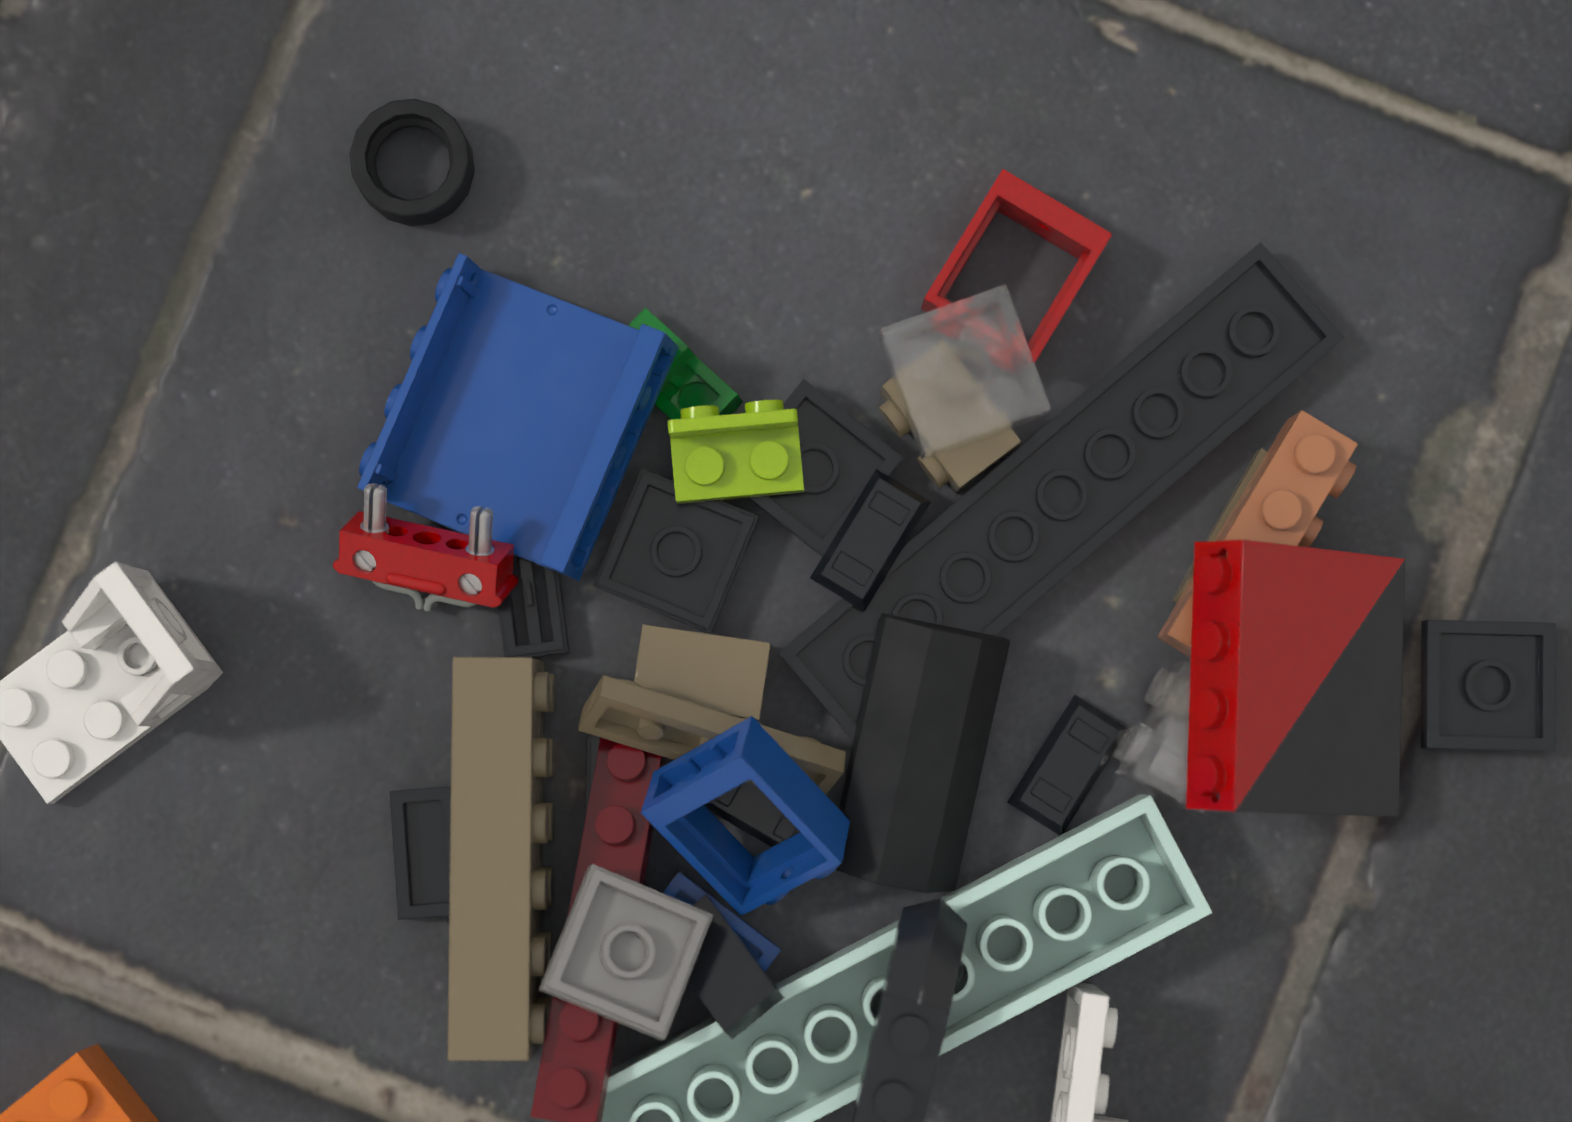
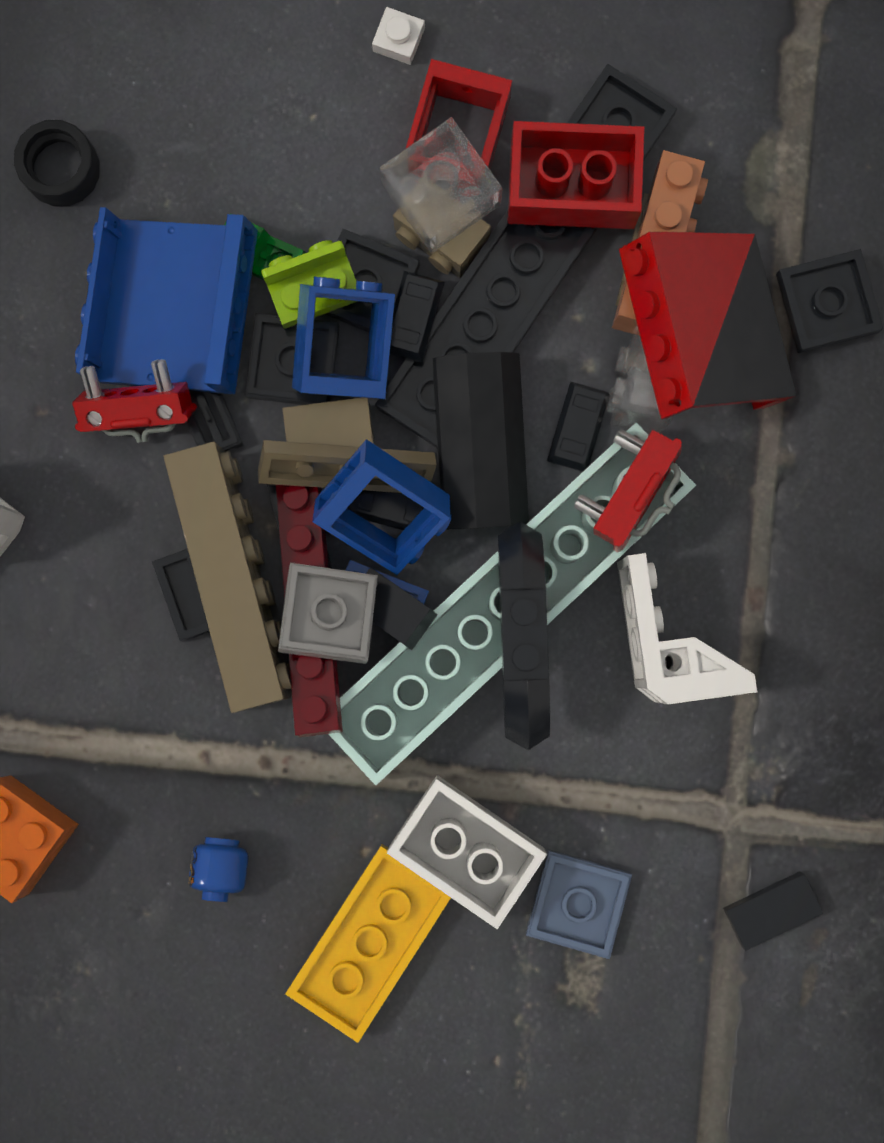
camera: 10 degrees left, 0 degrees up
(738, 615) = (375, 380): none -> blue window
(965, 109) = (398, 35): none -> white plate
(1122, 898) = (637, 489): none -> red piece
(1165, 406) = (576, 175): none -> red brick

